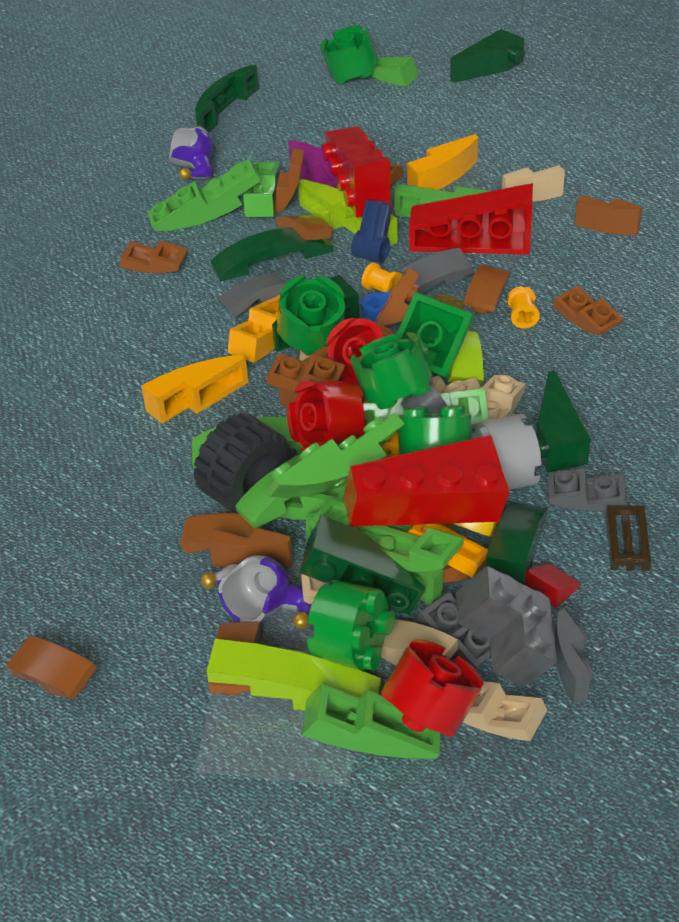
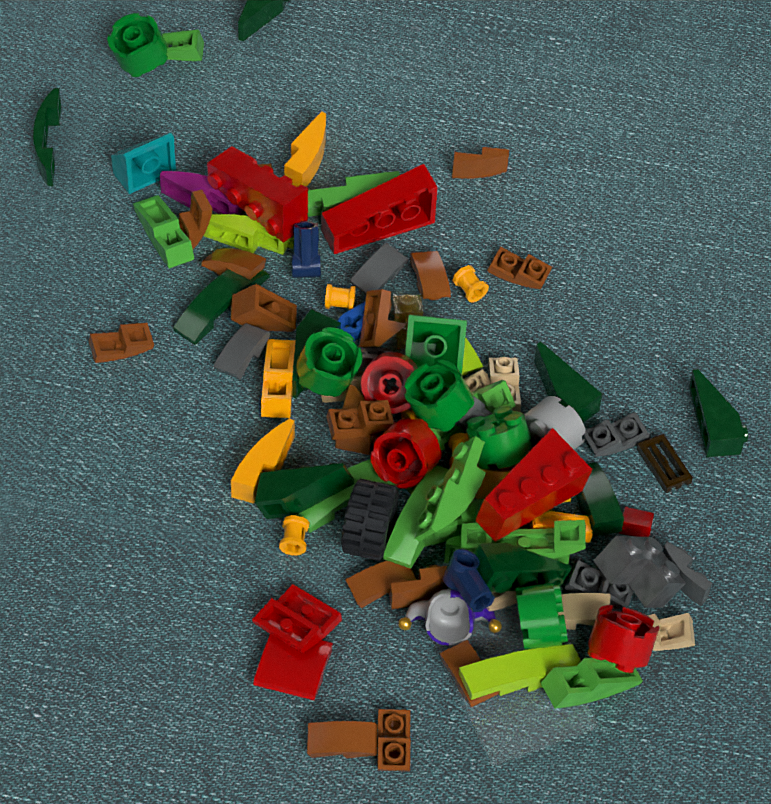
camera: 35 degrees left, 10 degrees up
(67, 575) = (291, 671): none -> red slope
(104, 700) = (394, 740): none -> dark orange slope
(105, 535) = (298, 619): none -> red slope
(169, 459) = (294, 535): none -> light orange bush
(192, 150) = (67, 209): piece -> none
(194, 414) = (296, 490): none -> dark green slope
(196, 206) = (128, 266): bright green slope -> none
(281, 125) = (144, 162): none -> teal slope
(288, 551) = (463, 576): none -> dark blue piece
(295, 259) = (263, 310): none -> dark orange slope
(546, 183) = (395, 152): tan slope -> none

